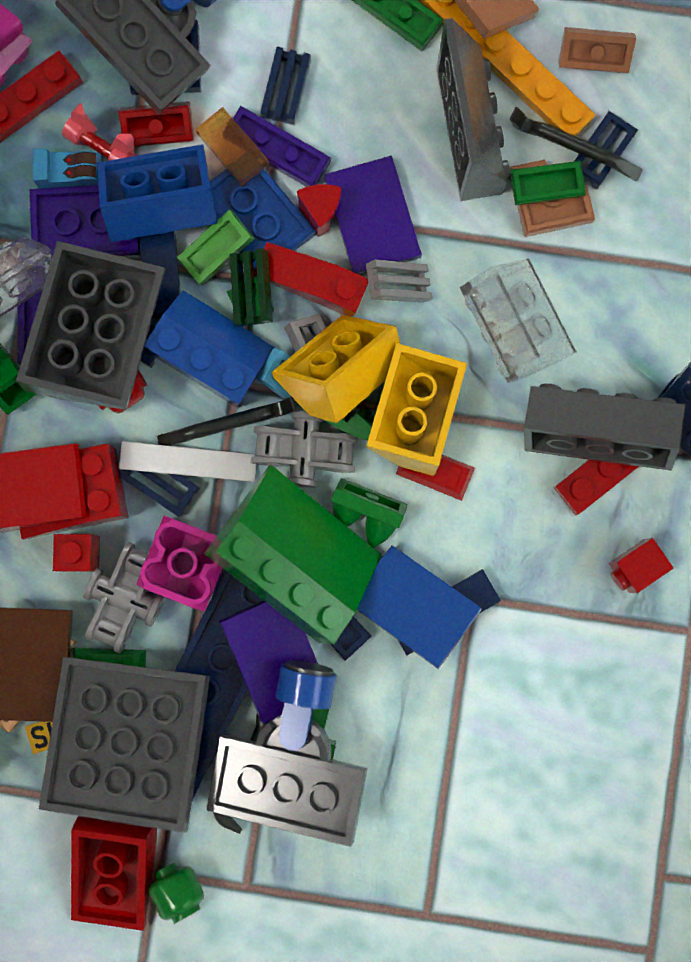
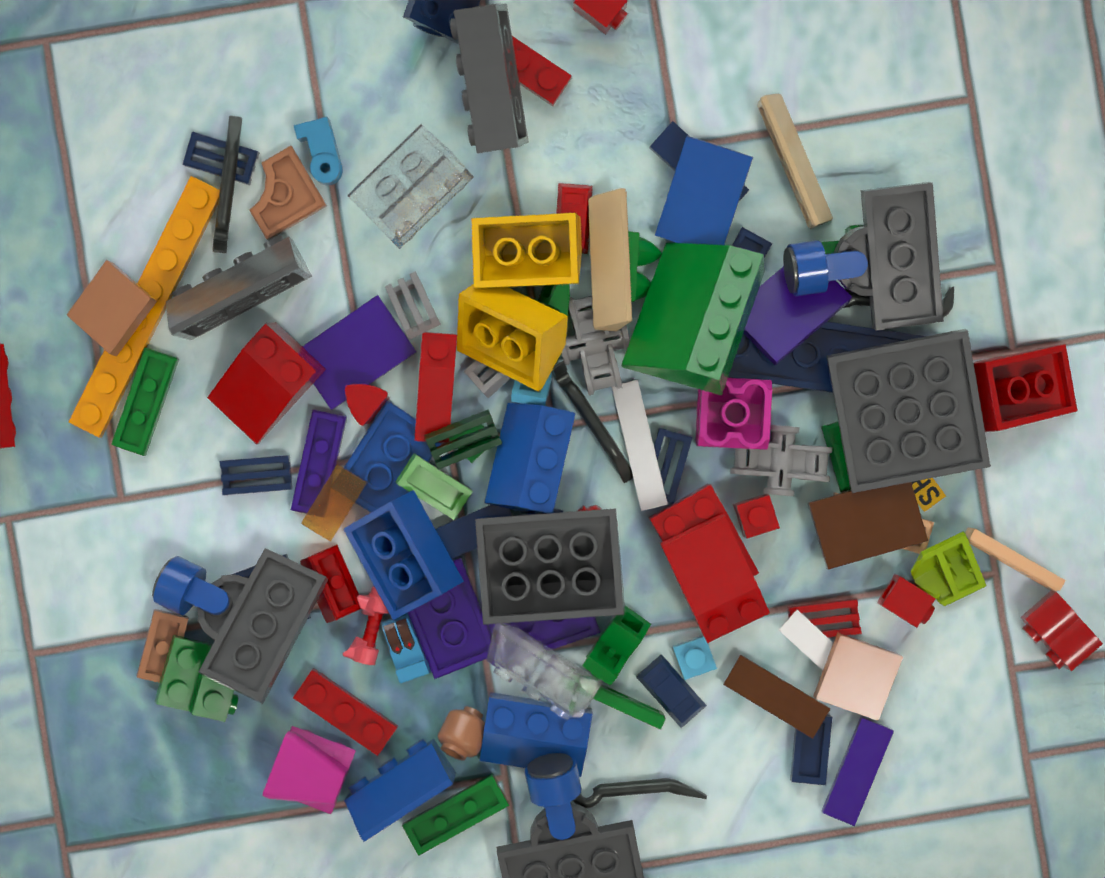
camera: 105 degrees left, 5 degrees up
(176, 893) = (1023, 324): green head -> none
(374, 121) = (265, 381): none -> red slope
(379, 489) = (610, 260): none -> tan slope
(422, 712) = (794, 160): none -> tan slope
(547, 182) = (273, 199): green tile -> none
(581, 247) = (326, 161): none -> dark azure leg
(597, 50) = (128, 193): nougat plate -> none

